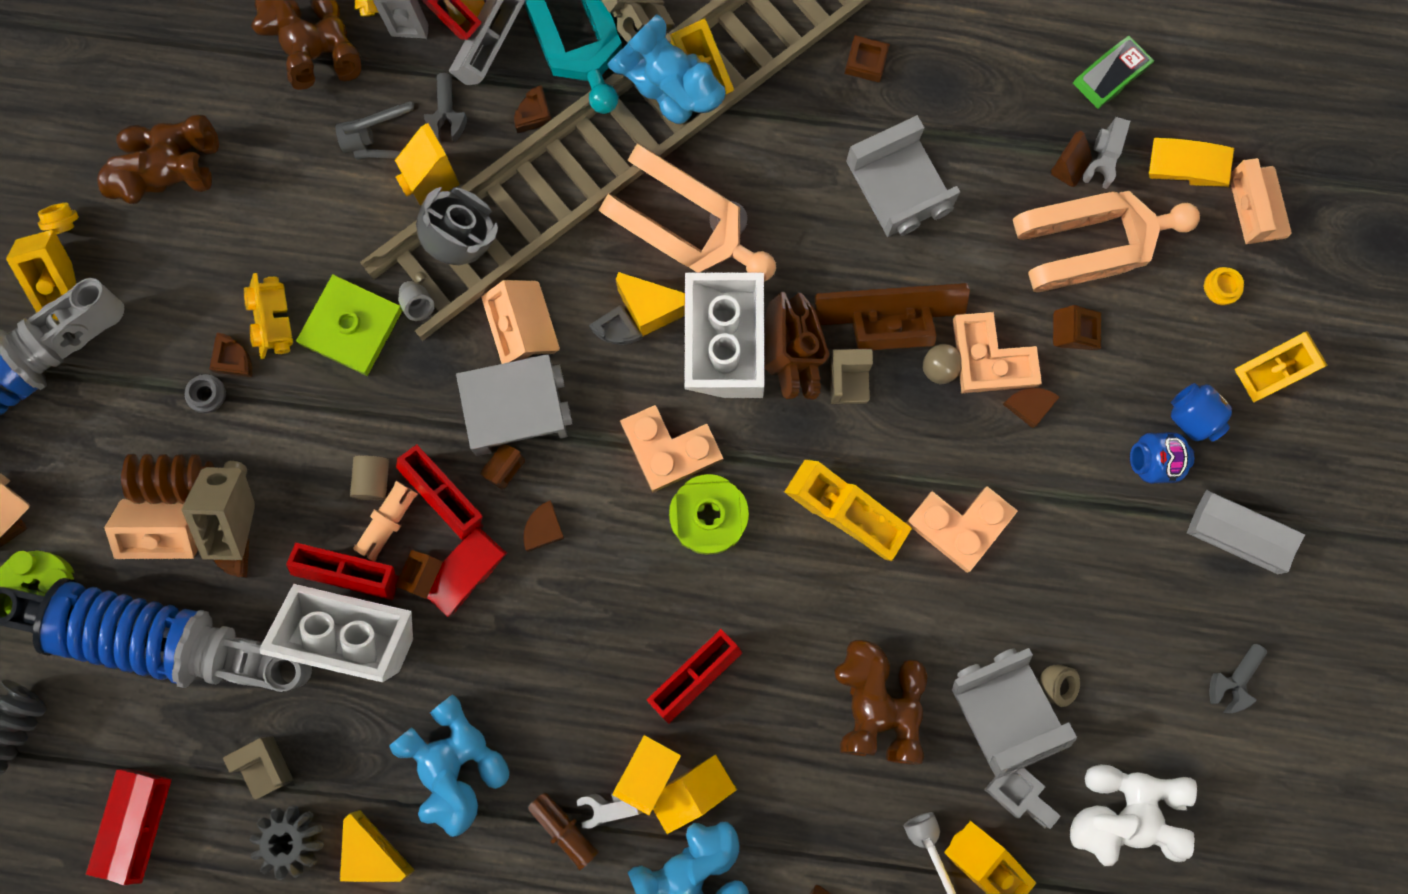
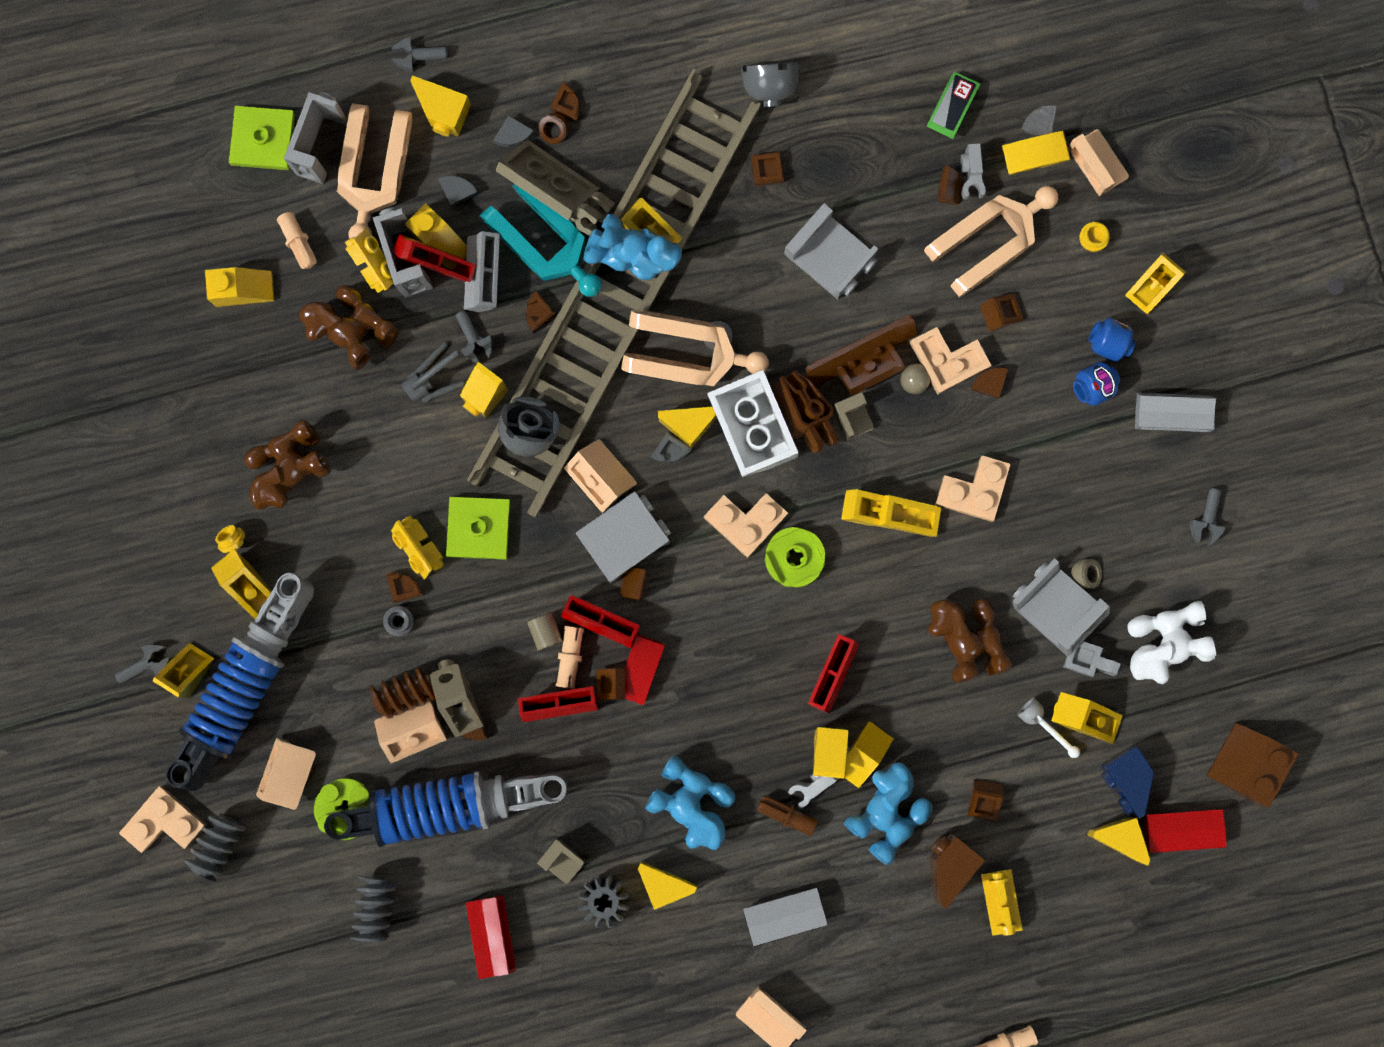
camera: 15 degrees left, 5 degrees up
(340, 634) = (579, 746): white slope -> none
(415, 301) = (518, 491): light grey hose -> none
(542, 528) = (681, 615): reddish brown tile -> none
(1208, 128) = (1040, 121): none -> clear tile

